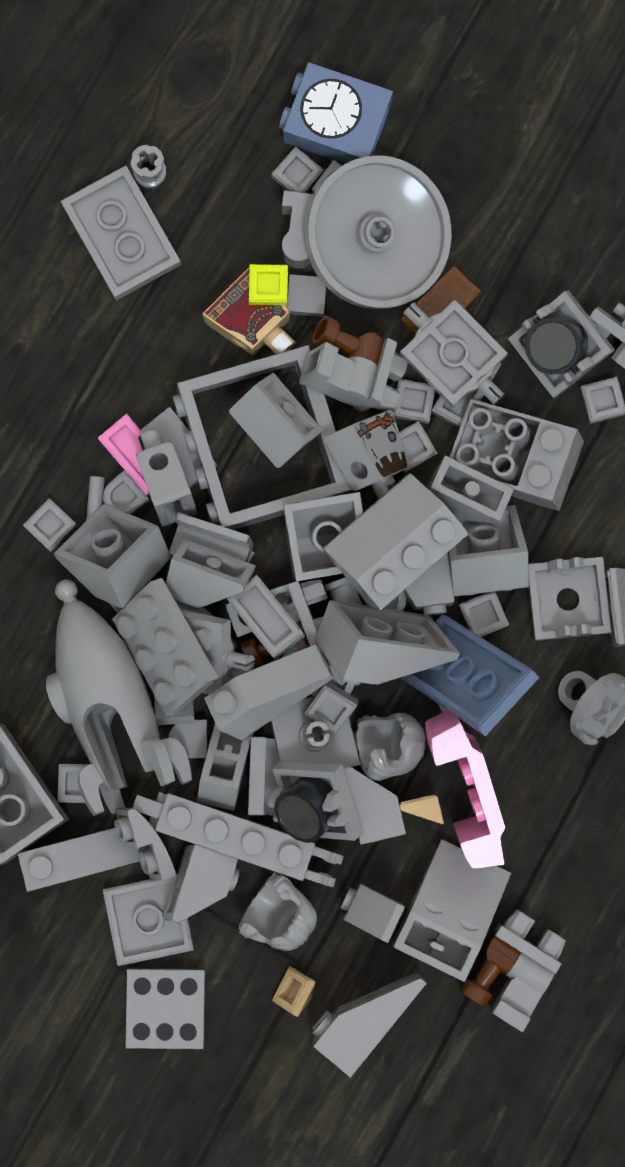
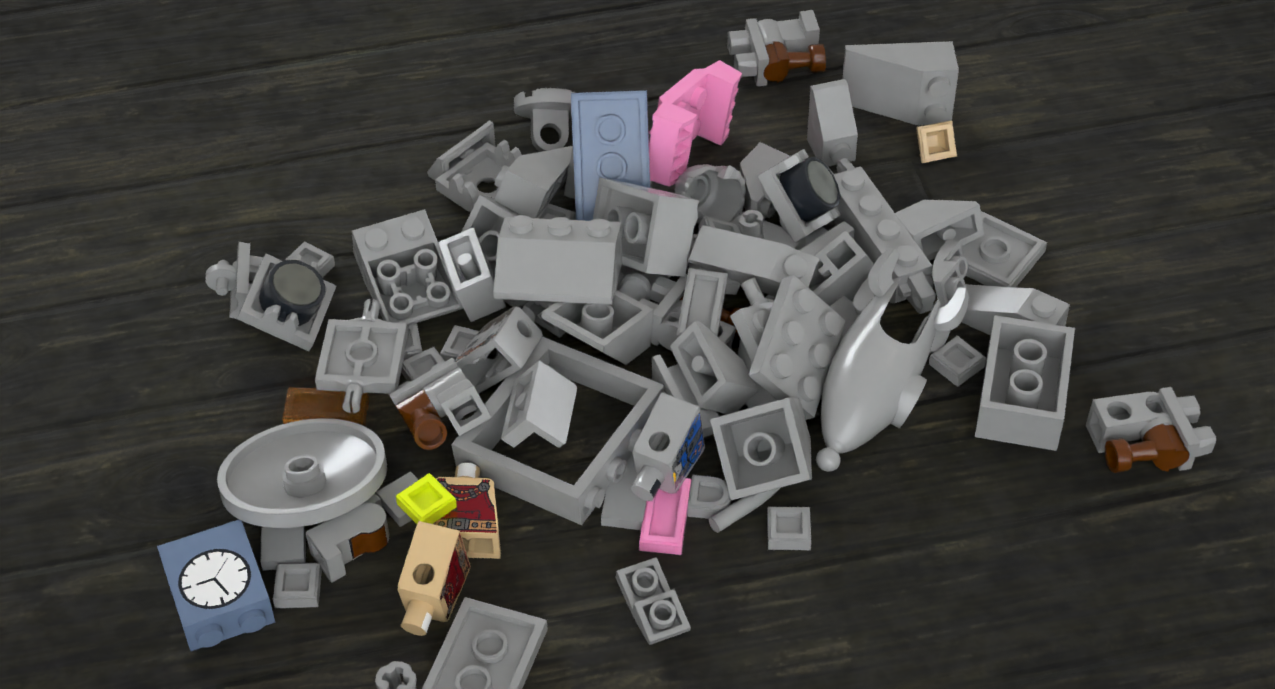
camera: 130 degrees left, 35 degrees down
(74, 382) = (652, 601): none -> light grey slope
(165, 1008) = (1038, 201): light grey tile -> none
(209, 247) = (432, 576): none -> tan torso
(279, 915) = (901, 172): light grey hair -> none
(423, 807) = (728, 151): tan slope -> none
(451, 912) = (778, 94): light grey slope -> none
(510, 607) = (533, 181): none -> light grey slope

